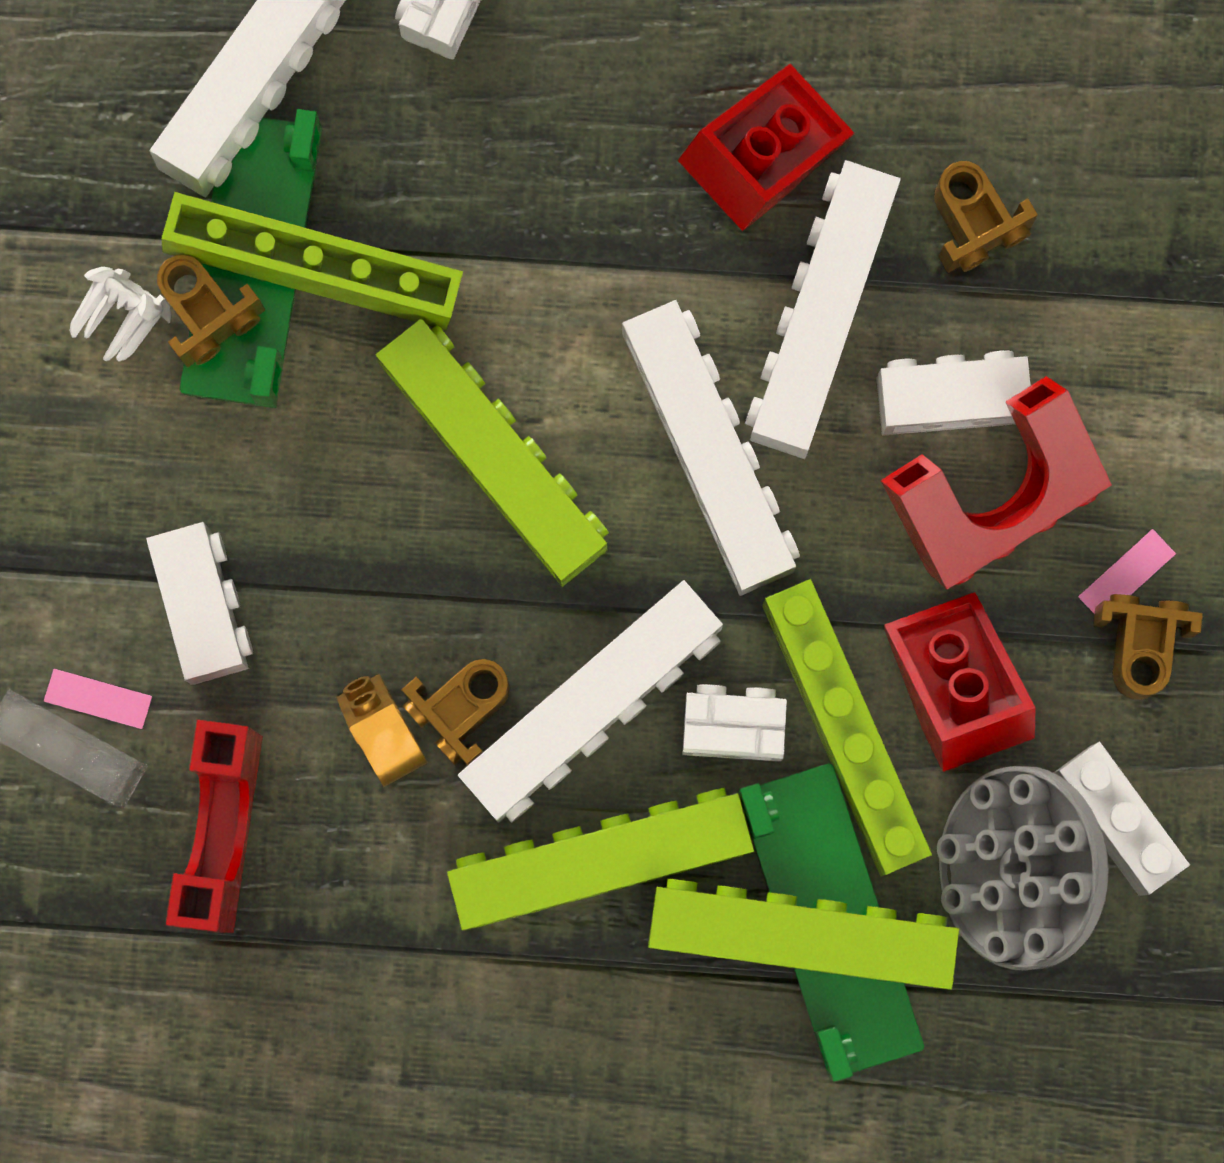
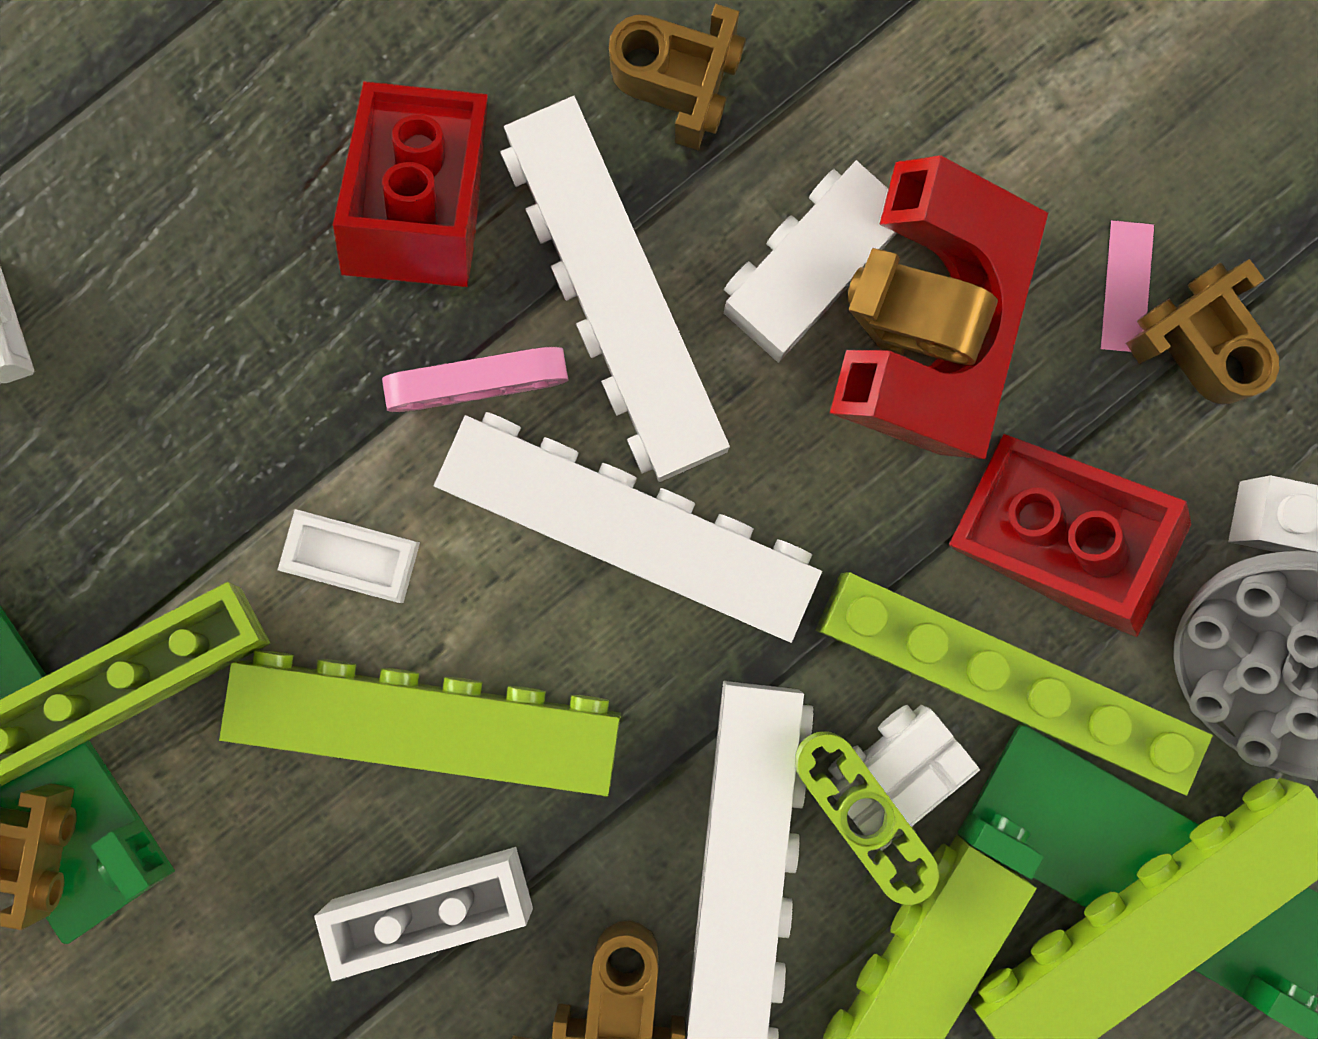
camera: 40 degrees left, 5 degrees up
(399, 553) = (424, 914): none -> white brick
(535, 321) = (348, 556): none -> white tile
(699, 286) = (475, 379): none -> bright pink beam
(711, 684) = (909, 845): none -> lime beam
(983, 468) = (920, 309): none -> pearl gold pin

